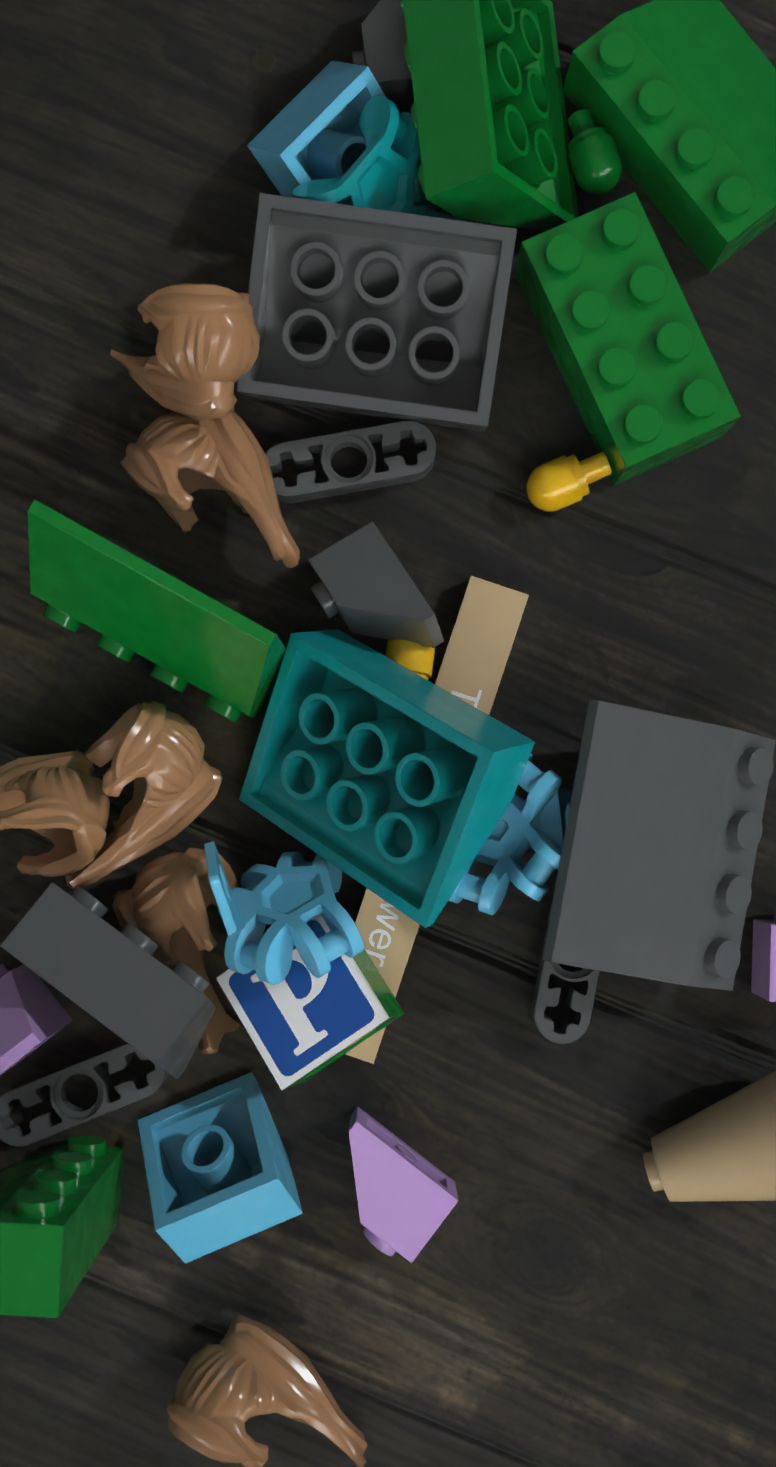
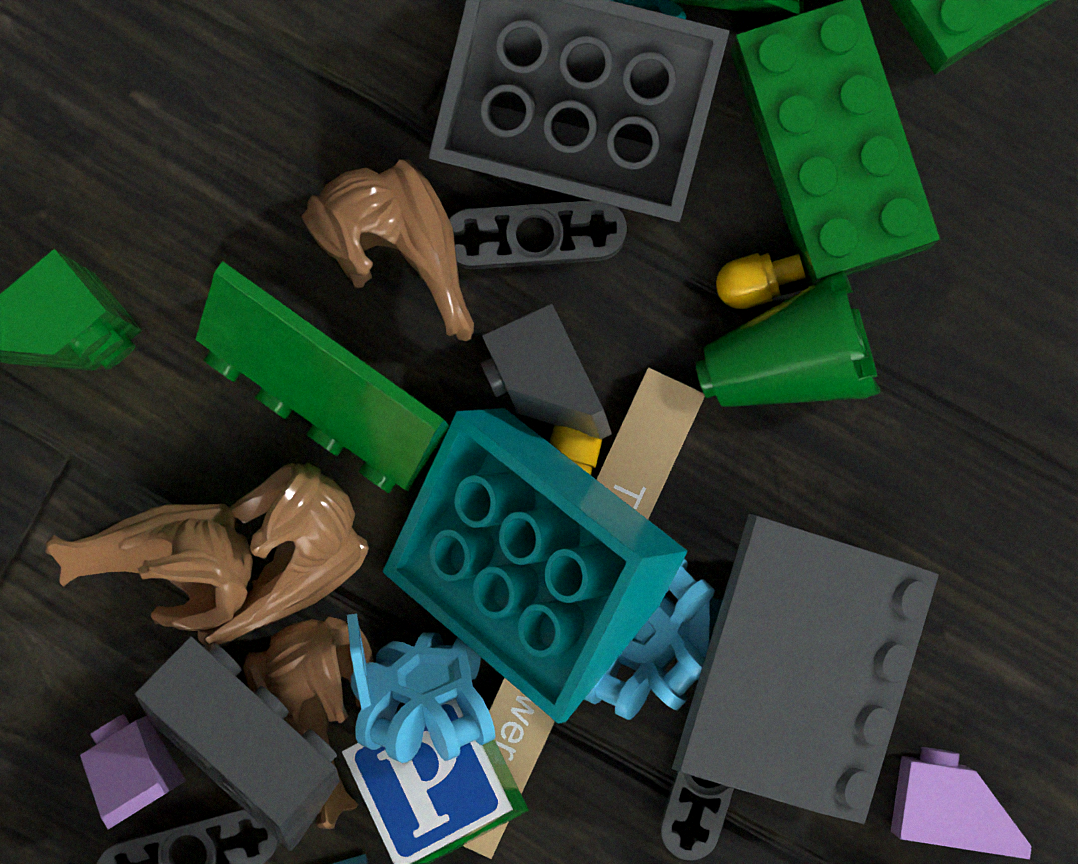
camera: 15 degrees right, 0 degrees up
(200, 349) = (398, 121): medium nougat hair -> none
(611, 543) = (794, 352): none -> green cone

